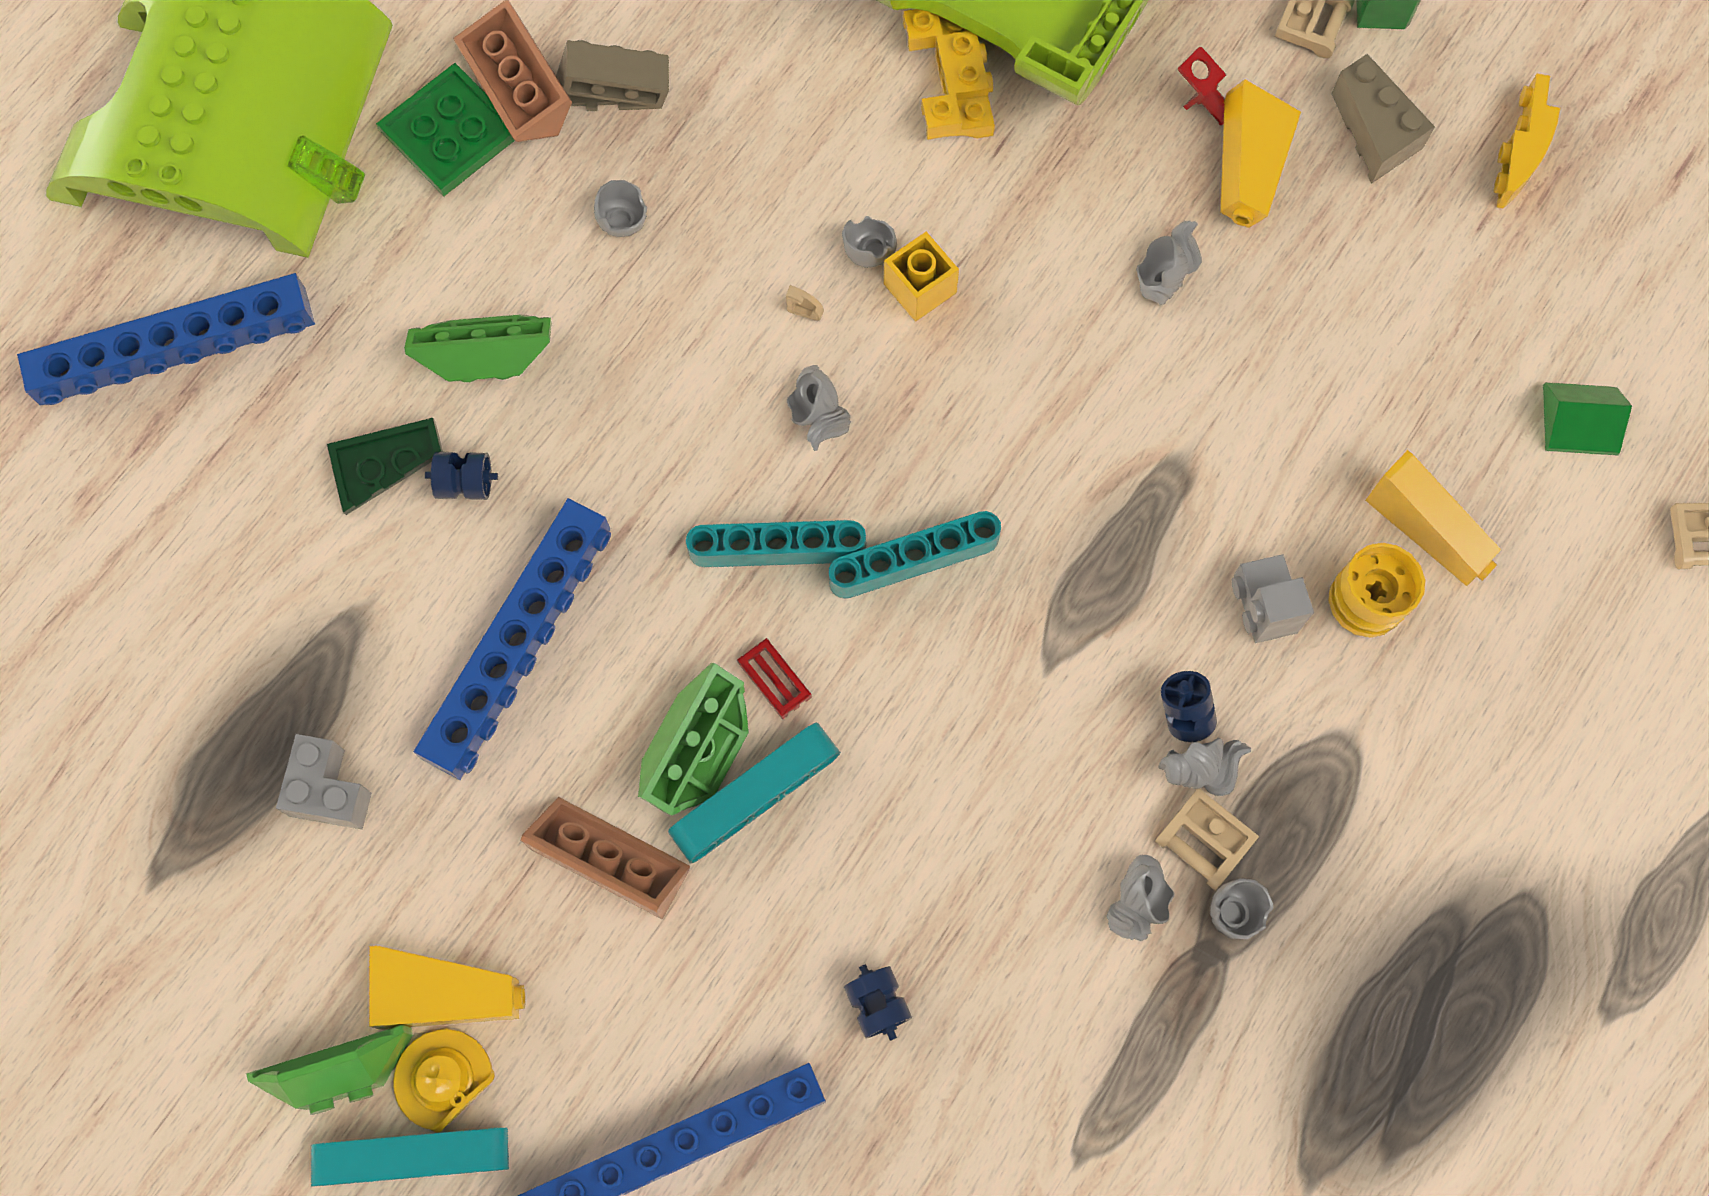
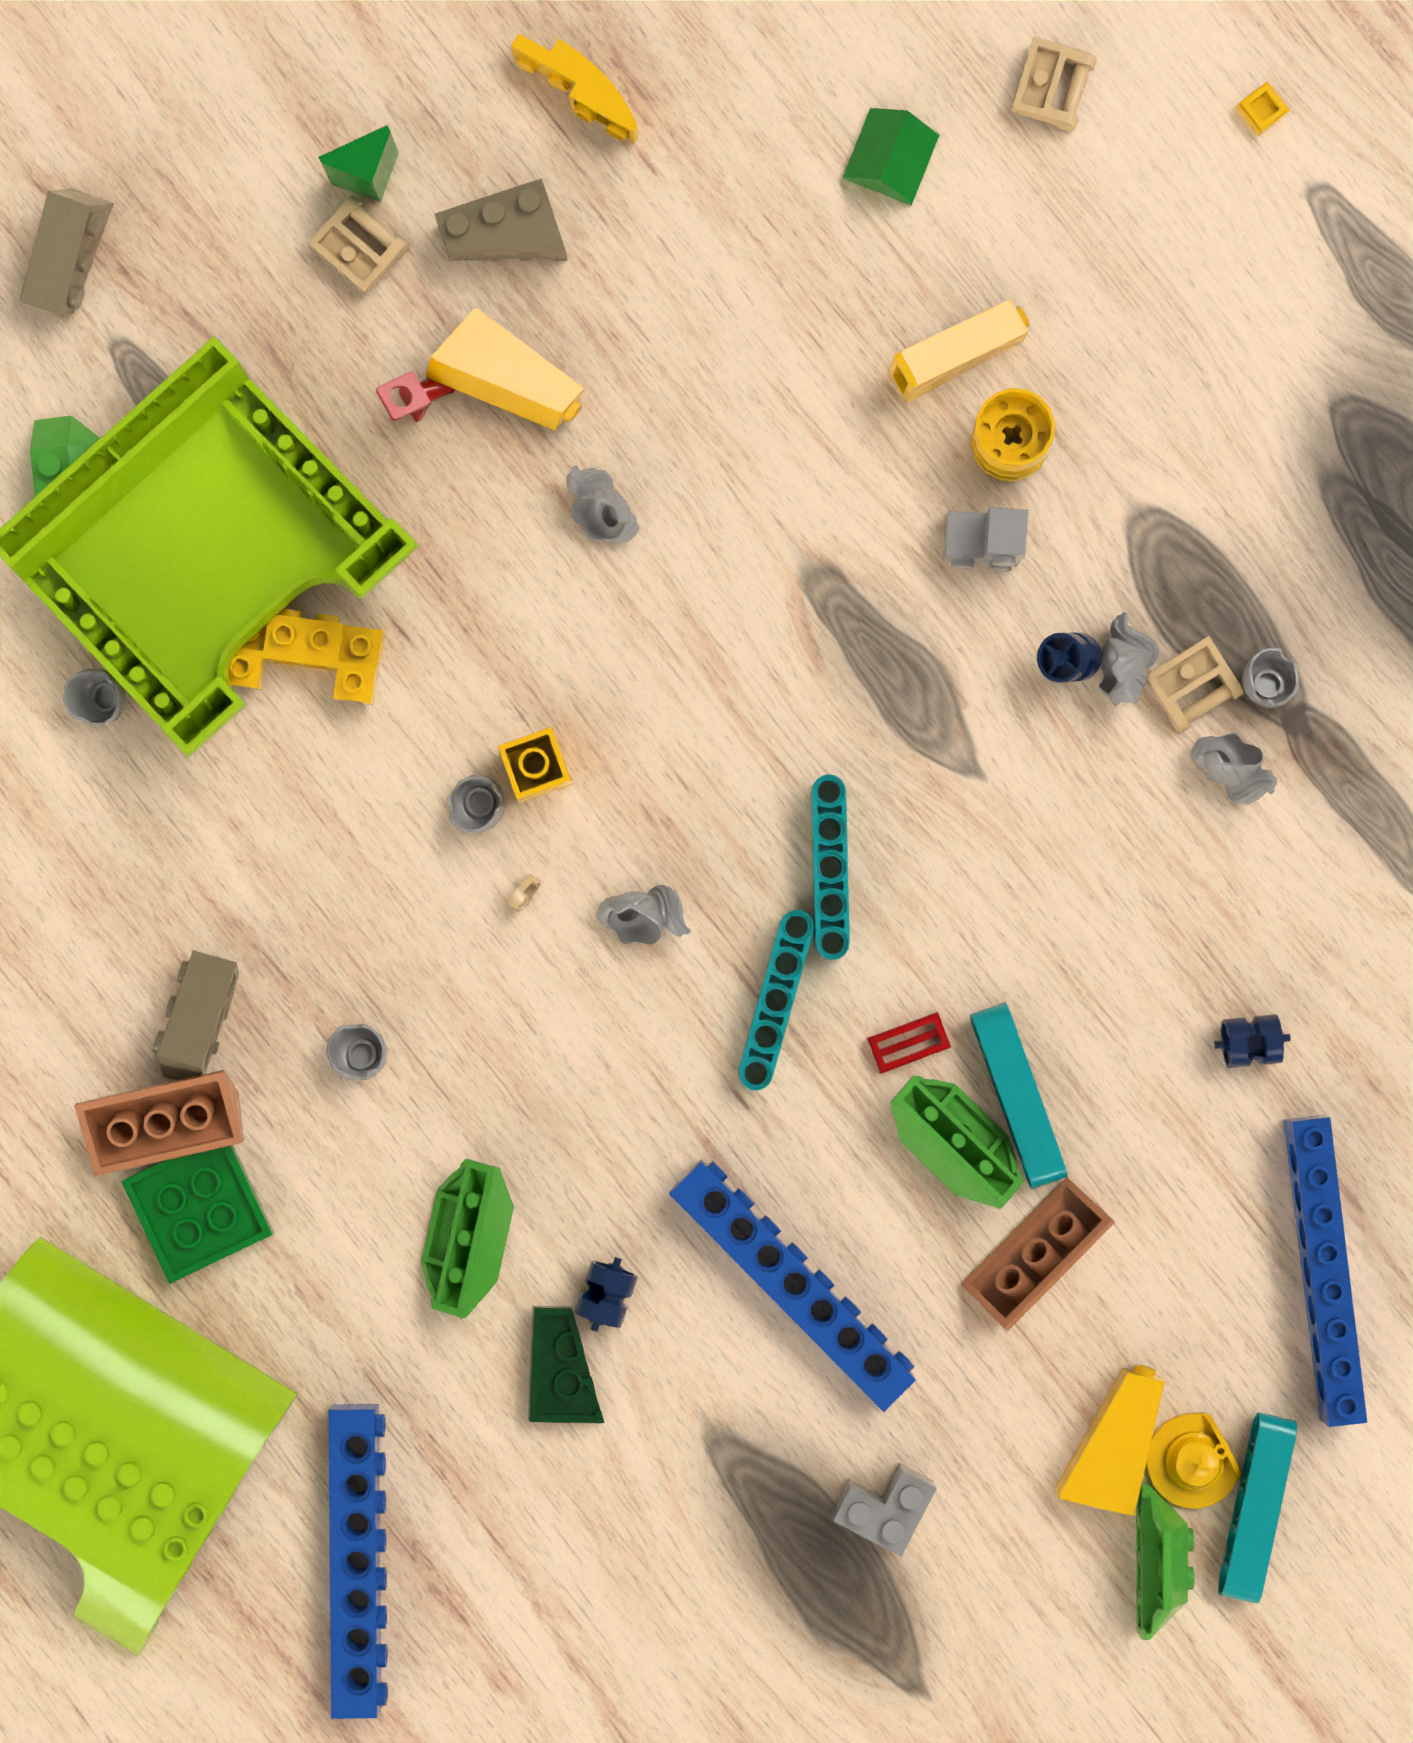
camera: 75 degrees left, 15 degrees up
(347, 177) = (217, 1349): clear neon green slope -> none

